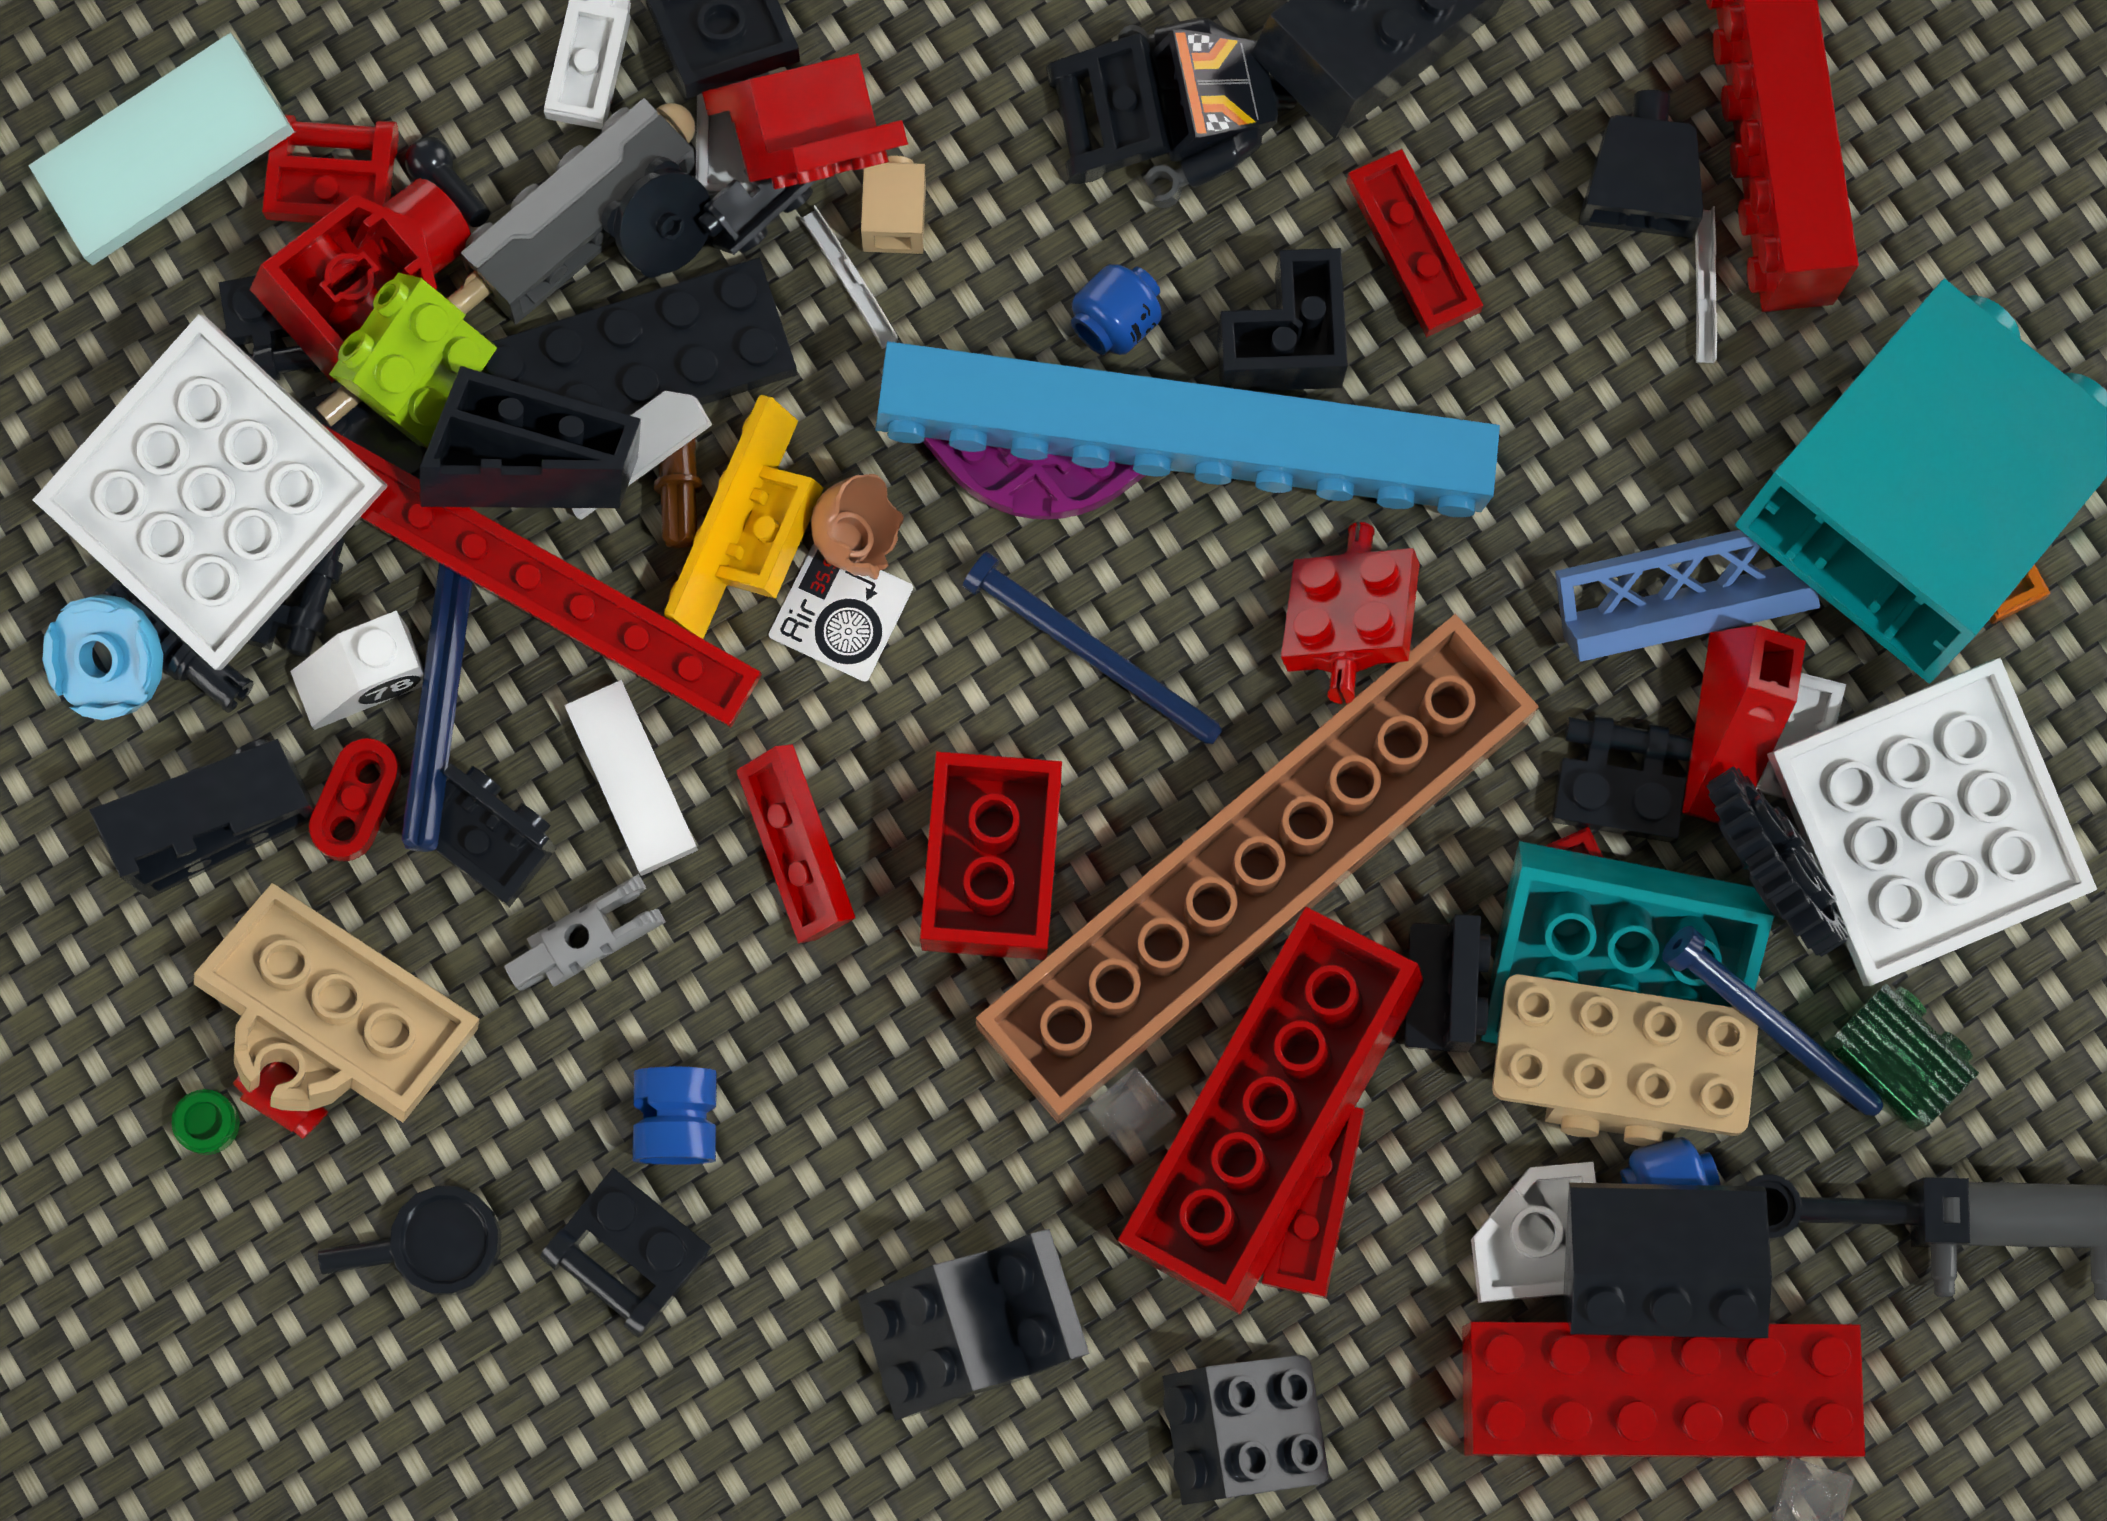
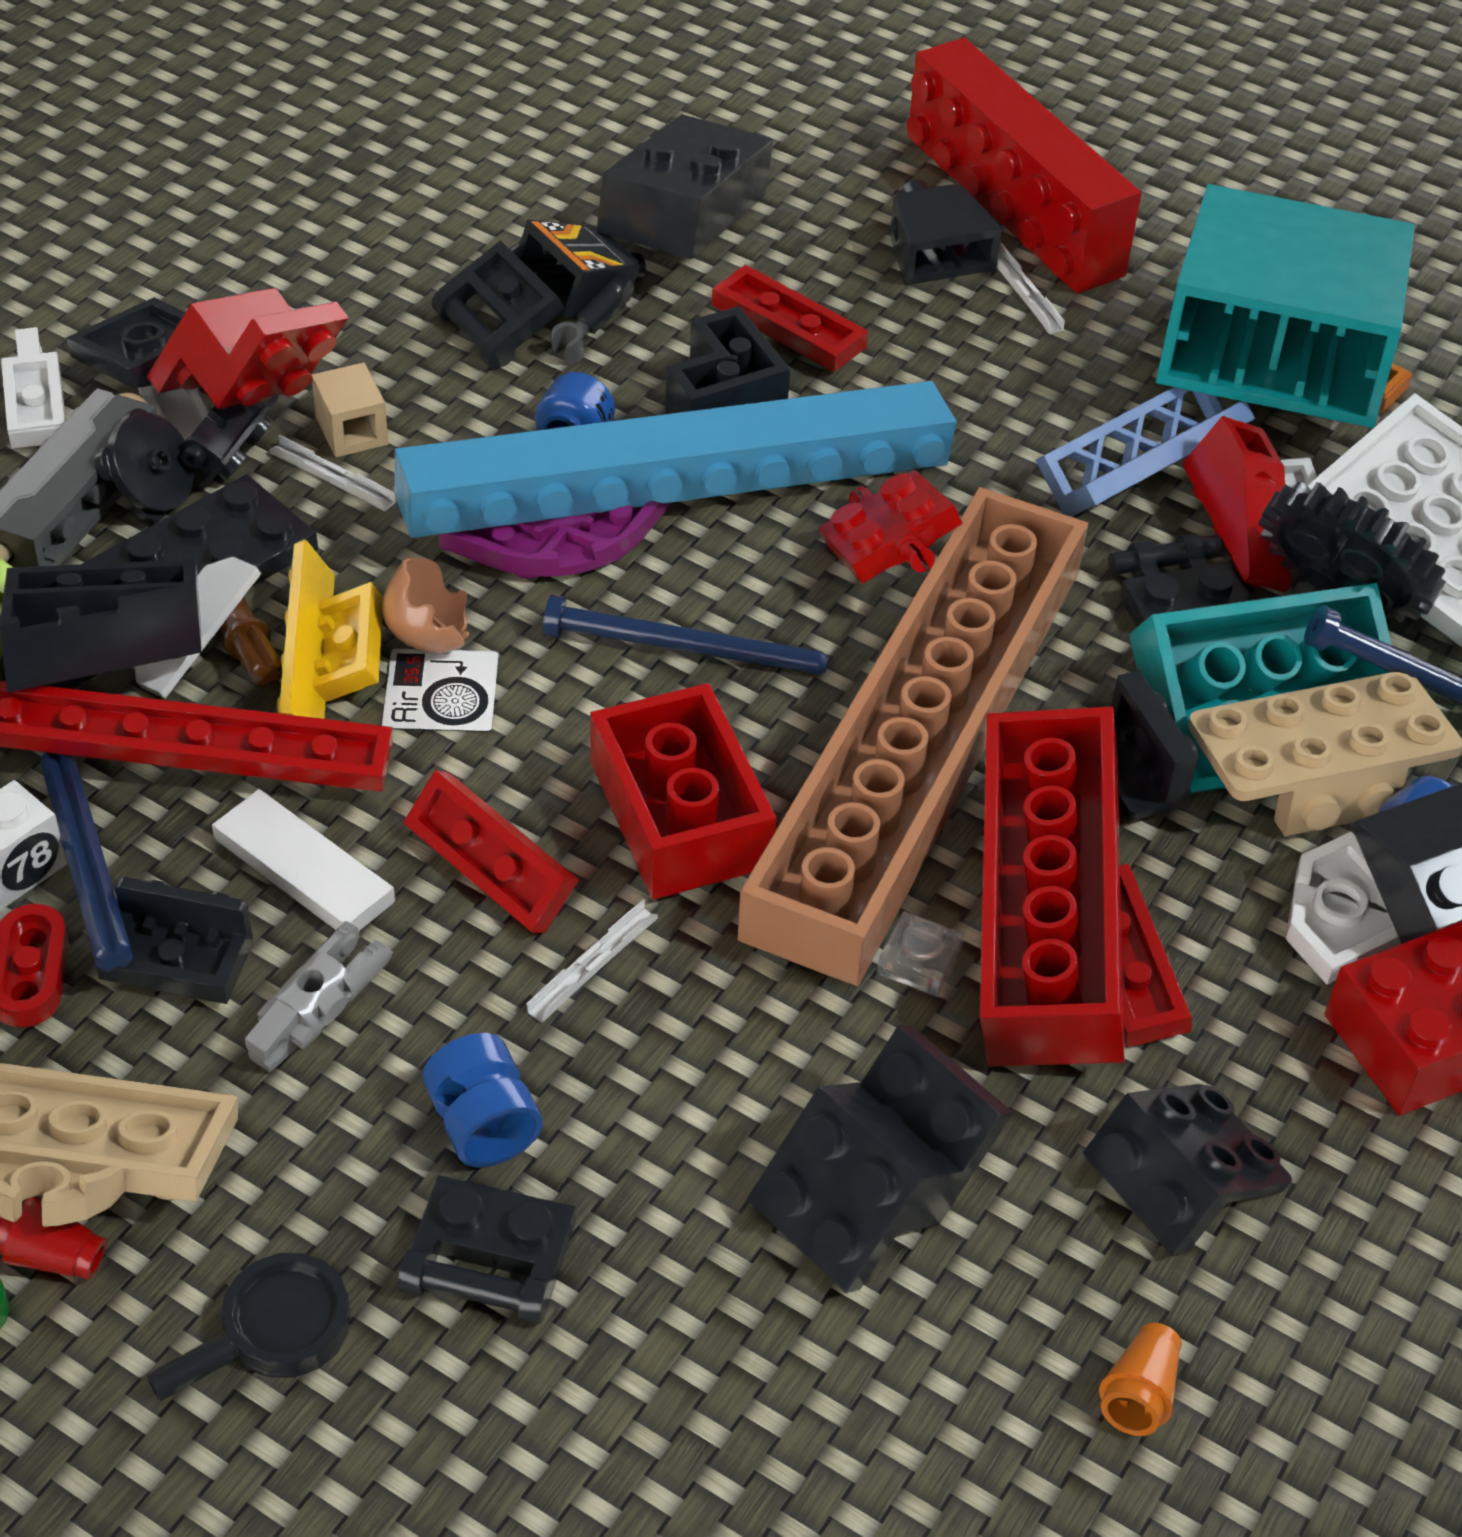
camera: 25 degrees left, 30 degrees down
(841, 991) = (590, 962): none -> white piece

